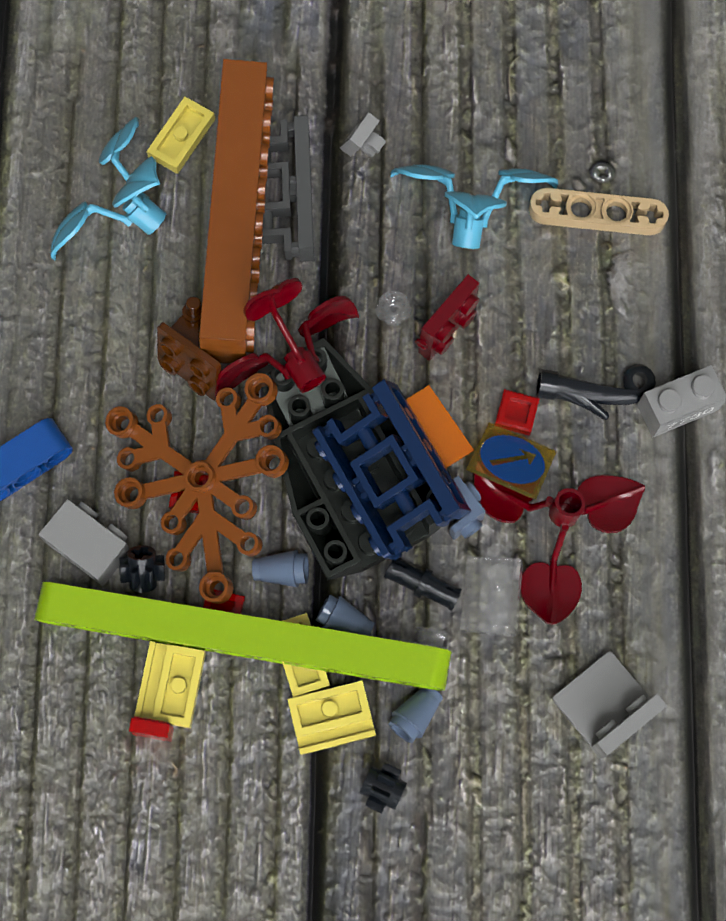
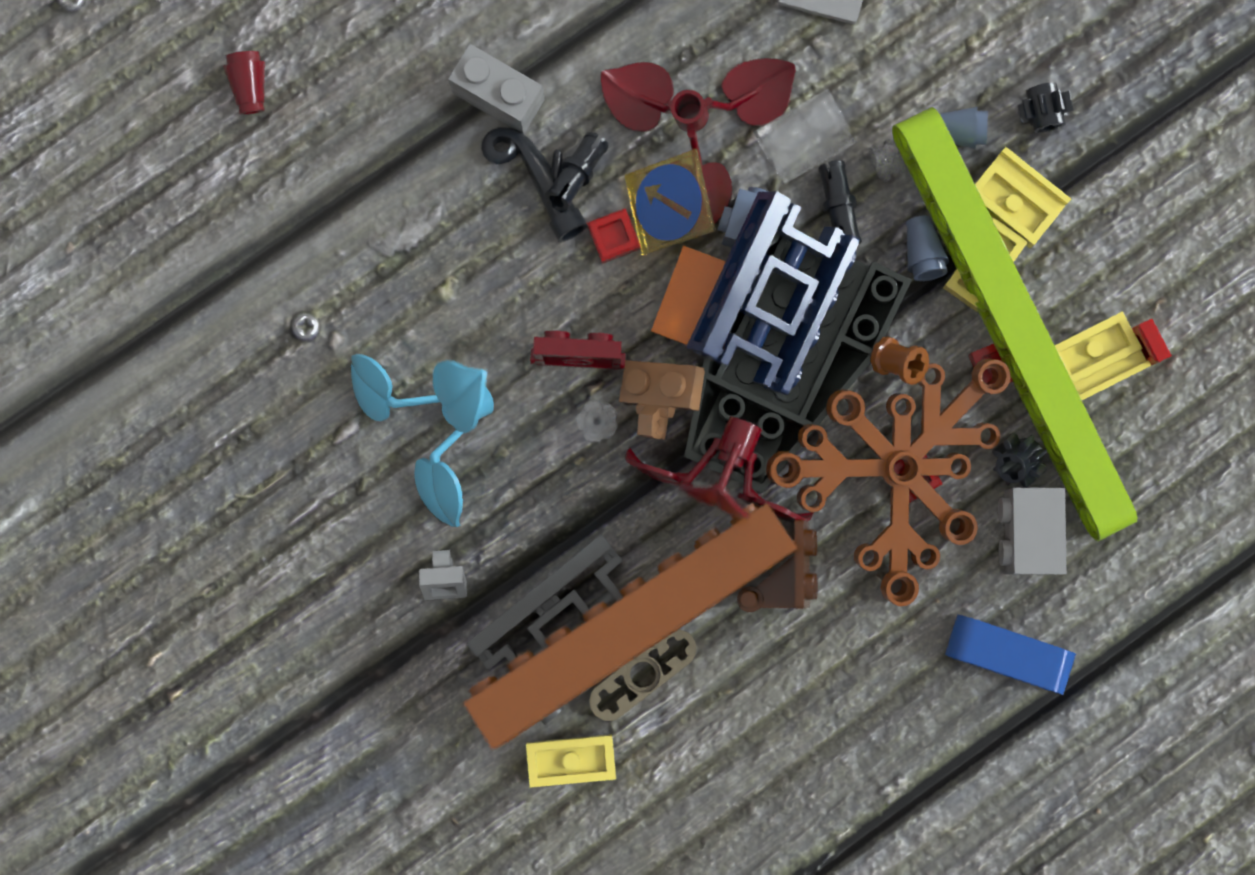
camera: 130 degrees left, 10 degrees up
(137, 204) = (683, 735): medium azure plant -> none
(192, 206) = (642, 692): none -> dark tan beam
(282, 523) = (905, 362): none -> dark orange bush
(283, 568) = (920, 330): sand blue cone -> none
(379, 356) = (659, 391): none -> medium nougat hinge
(581, 413) = (576, 171): none -> black pin
(598, 216) = (356, 297): tan beam -> none

